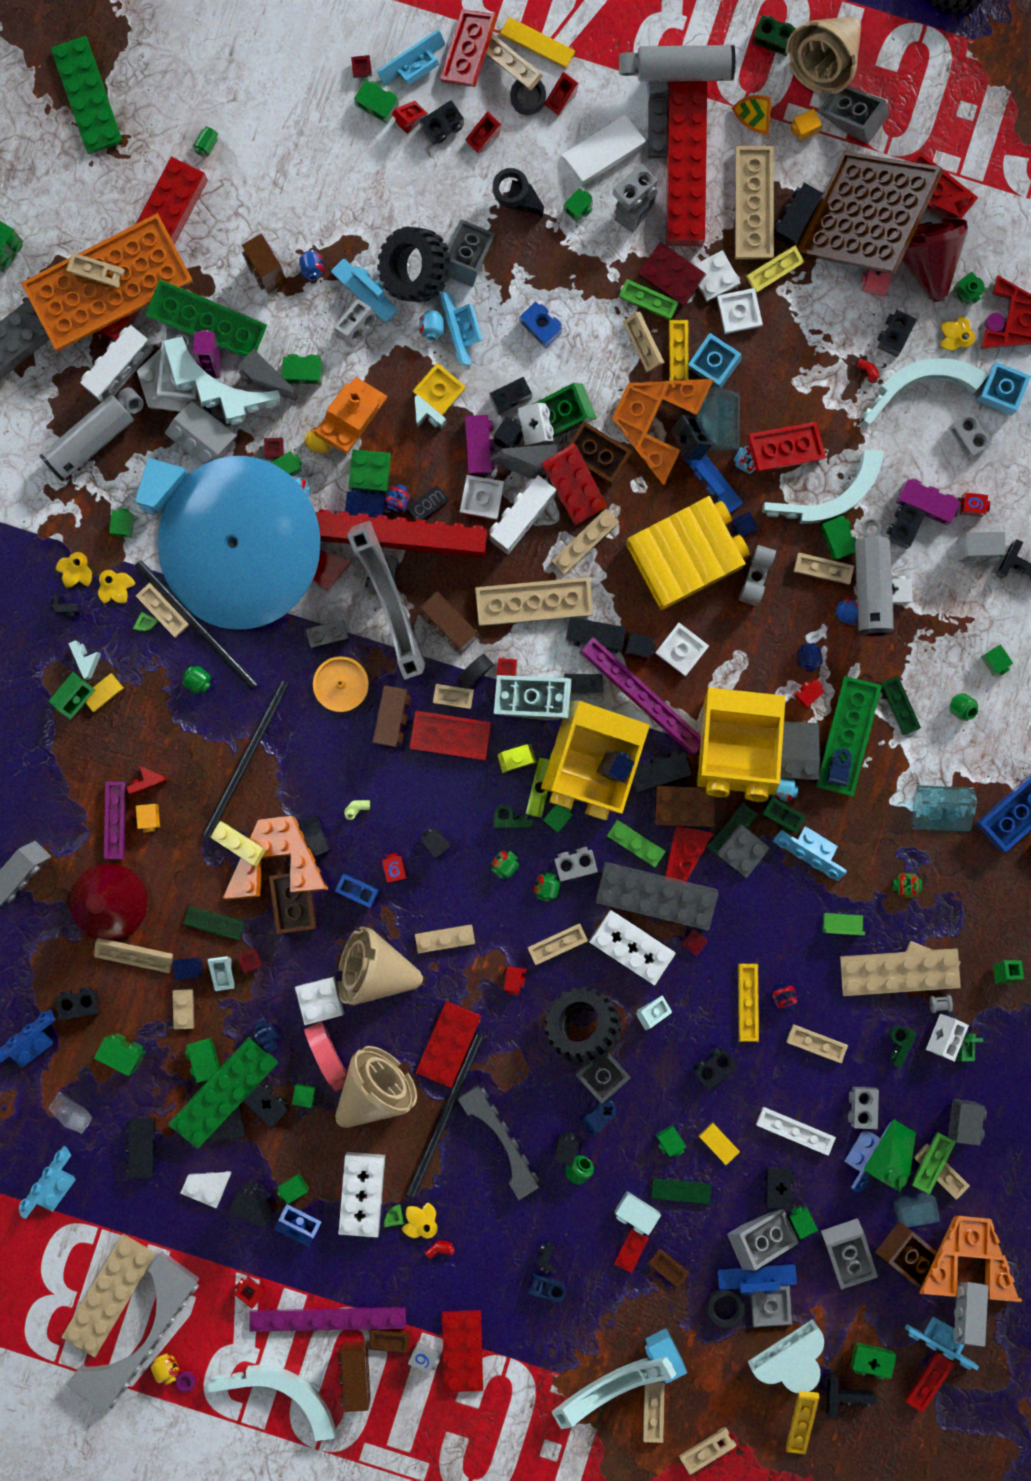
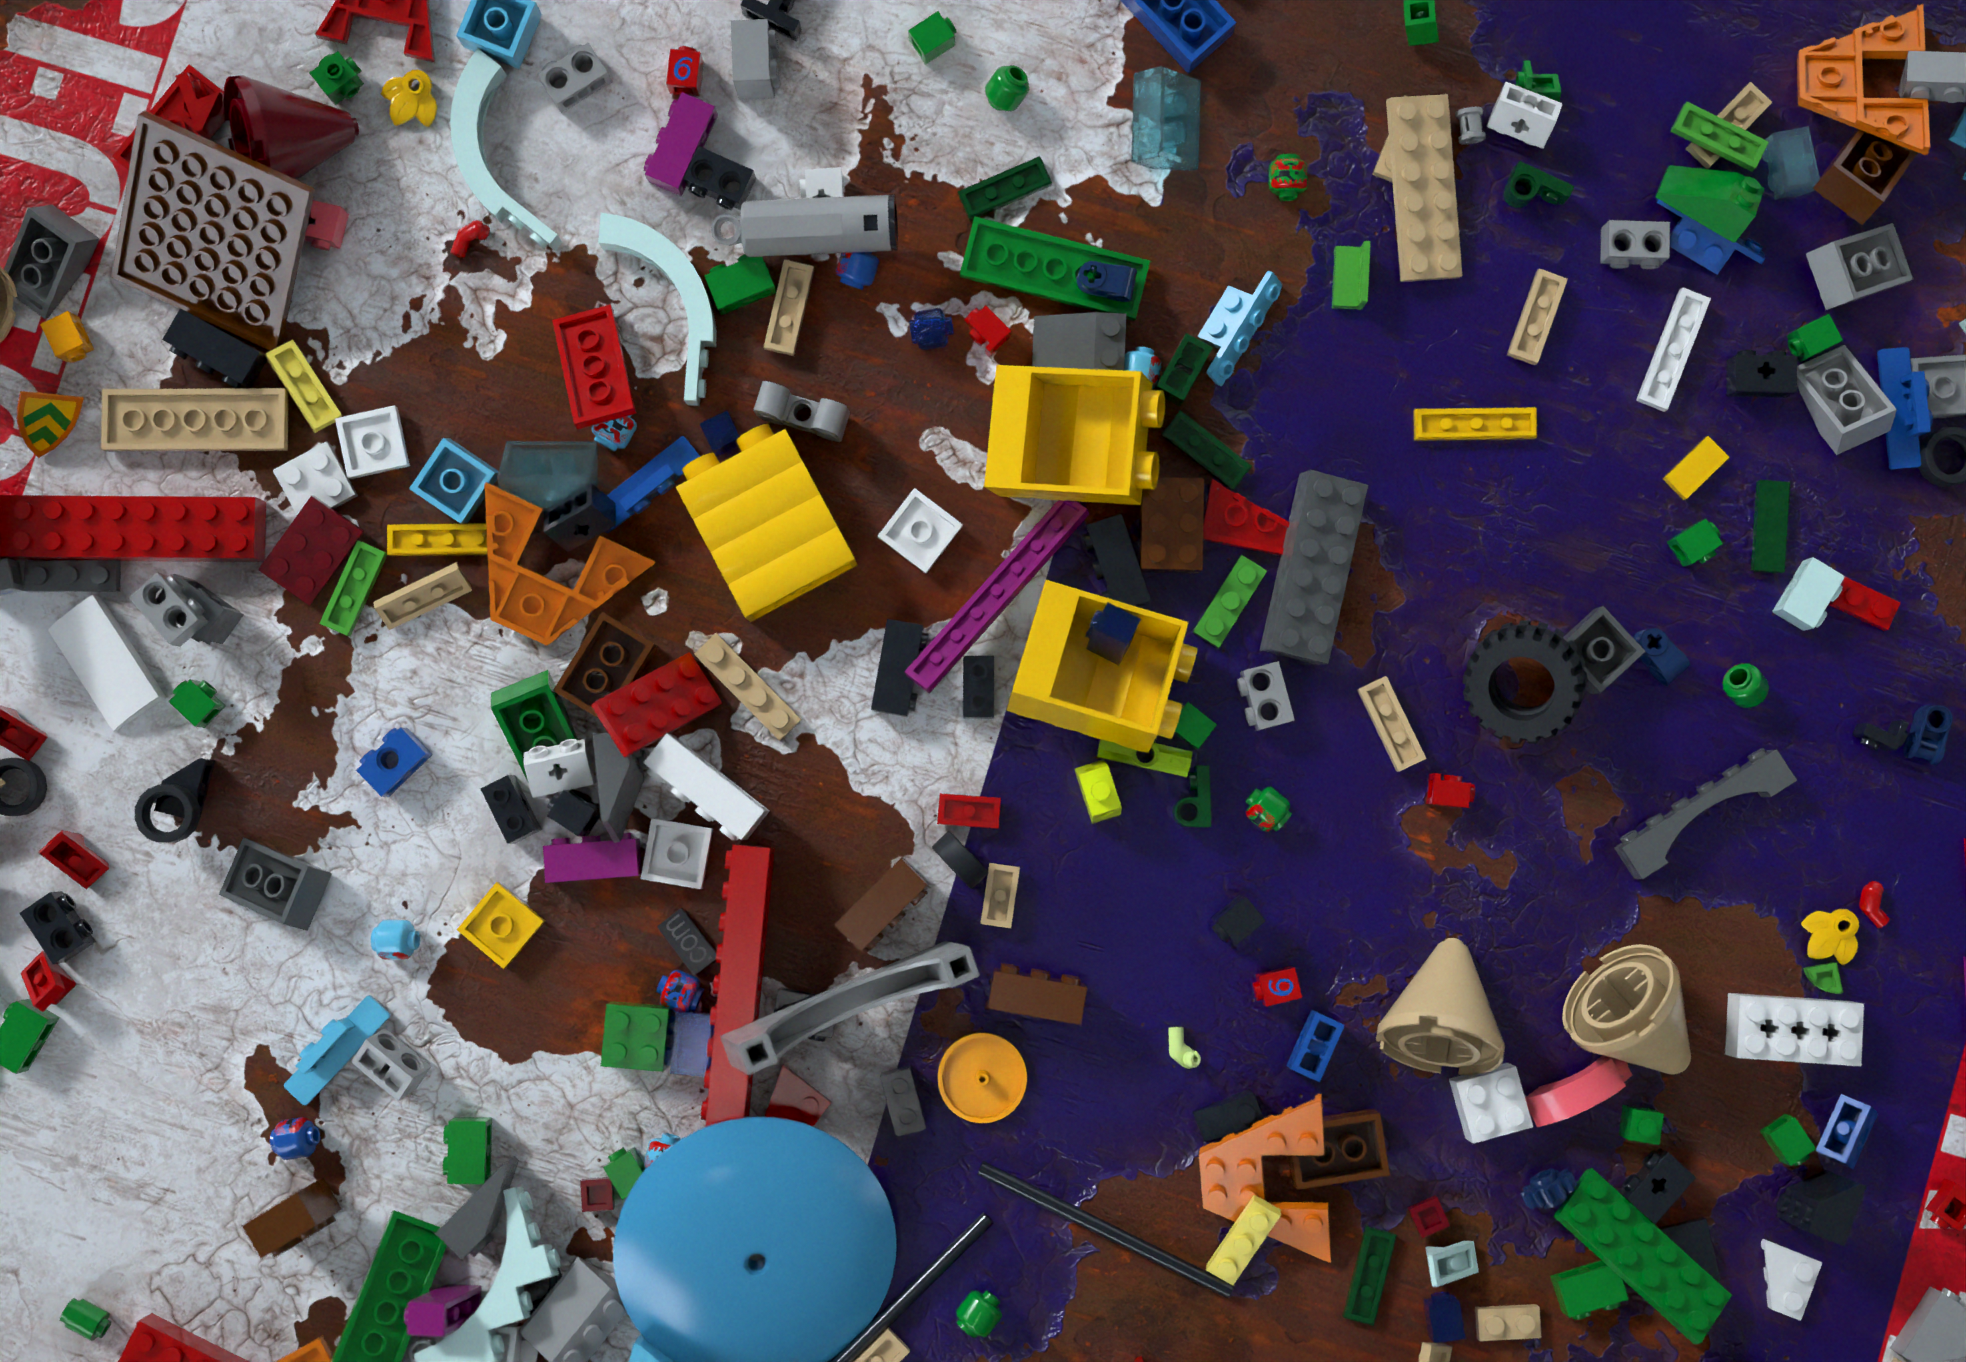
camera: 90 degrees left, 0 degrees up
(316, 444) = (585, 1120): yellow head -> none
(350, 414) = (543, 1070): orange brick -> none
(394, 264) = (292, 1002): black tyre -> none
(424, 410) = (535, 950): light aqua slope -> none
(445, 938) = (1386, 903): tan plate -> none
(445, 1115) = (1664, 898): black piece -> none
(448, 1044) = (1552, 894): red plate -> none
(450, 735) = (1063, 899): red plate -> none
(463, 327) = (397, 888): medium azure bracket -> none
(533, 697) = (1003, 767): light aqua brick -> none
(534, 601) = (845, 767): tan plate -> none
(547, 886) = (1302, 741): green head -> none
(566, 1148) = (1714, 707): black brick -> none
(639, 647) = (919, 597): black brick -> none
(644, 943) = (1415, 603): white brick -> none
(653, 1012) = (1496, 572): light aqua slope -> none
(668, 1267) = (1889, 545): reddish brown tile -> none
(694, 942) = (1383, 508): dark red plate -> none
(718, 1073) = (1586, 469): black brick -> none
(743, 850) = (1238, 433): dark grey plate -> none
(784, 997) = (1466, 367): head -> none
(900, 335) = (412, 188): black brick -> none
(967, 1122) = (1655, 84): dark grey brick -> none
(995, 322) = (391, 39): magenta tile -> none

